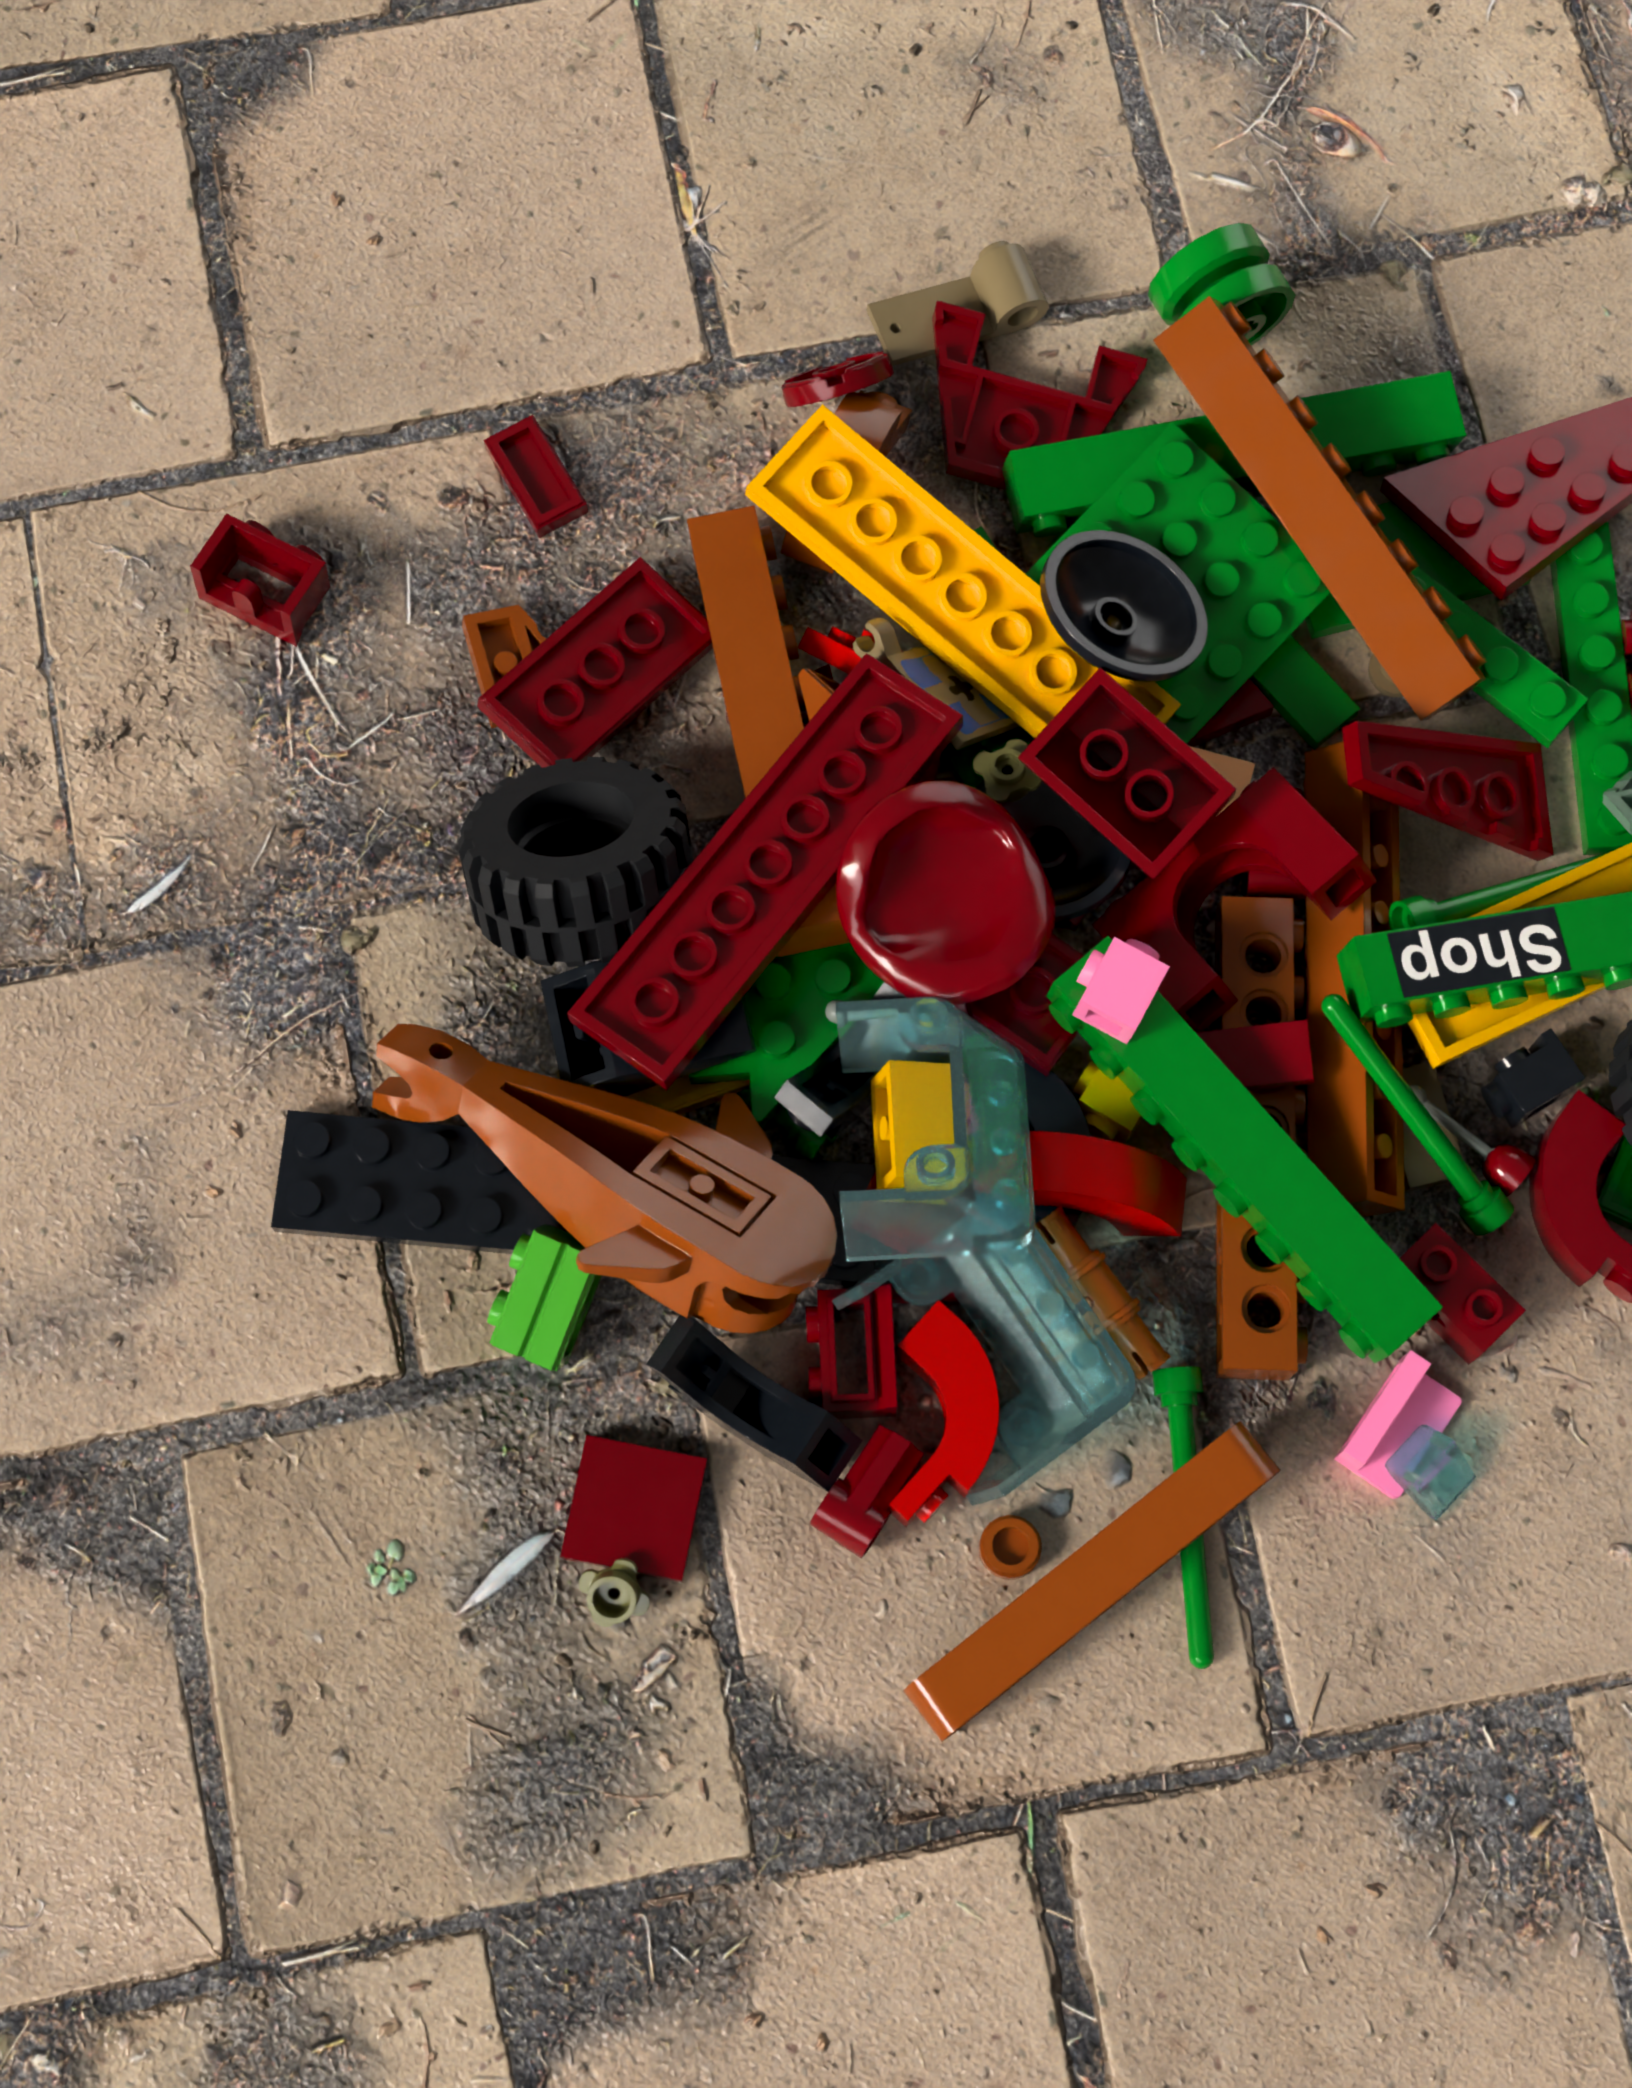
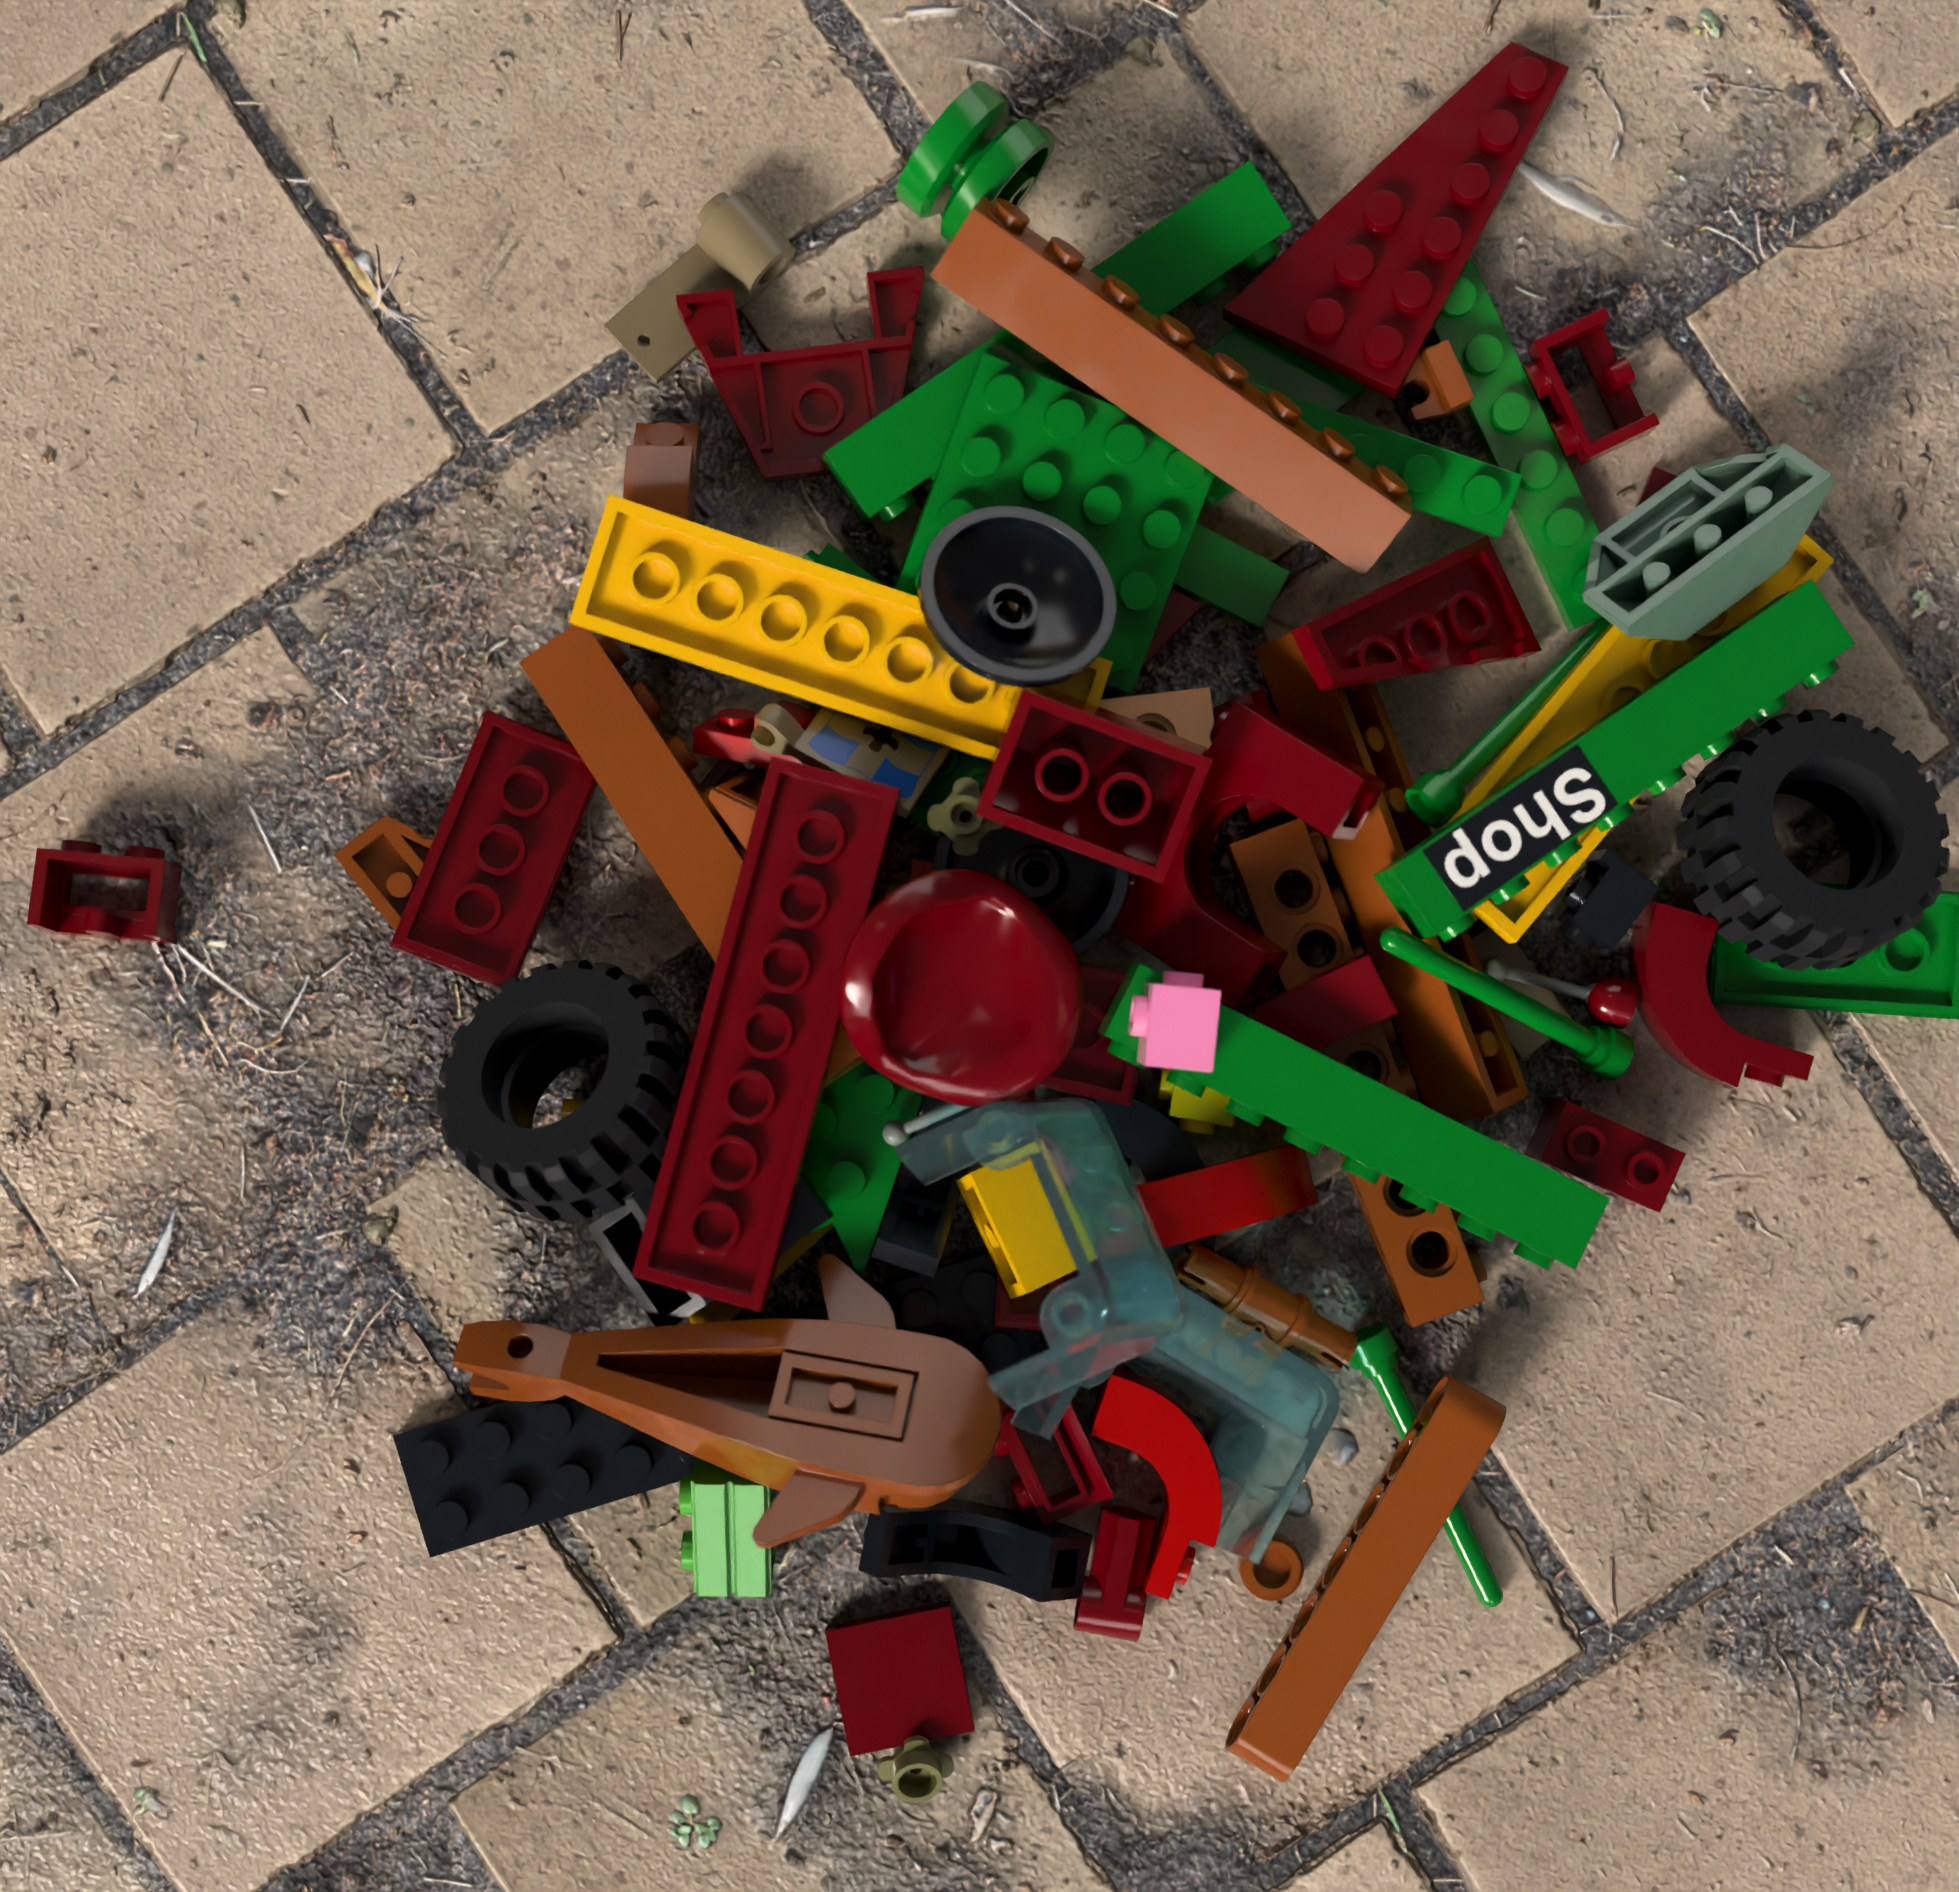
camera: 20 degrees left, 15 degrees up
(536, 476) = (338, 658): dark red tile -> none
(837, 380) = (606, 439): dark red tile -> none
(1396, 1411) = (1596, 1303): bright pink panel -> none
(1430, 1470) = (1641, 1330): clear light blue slope -> none
(1547, 608) = (1442, 382): none -> dark orange tile

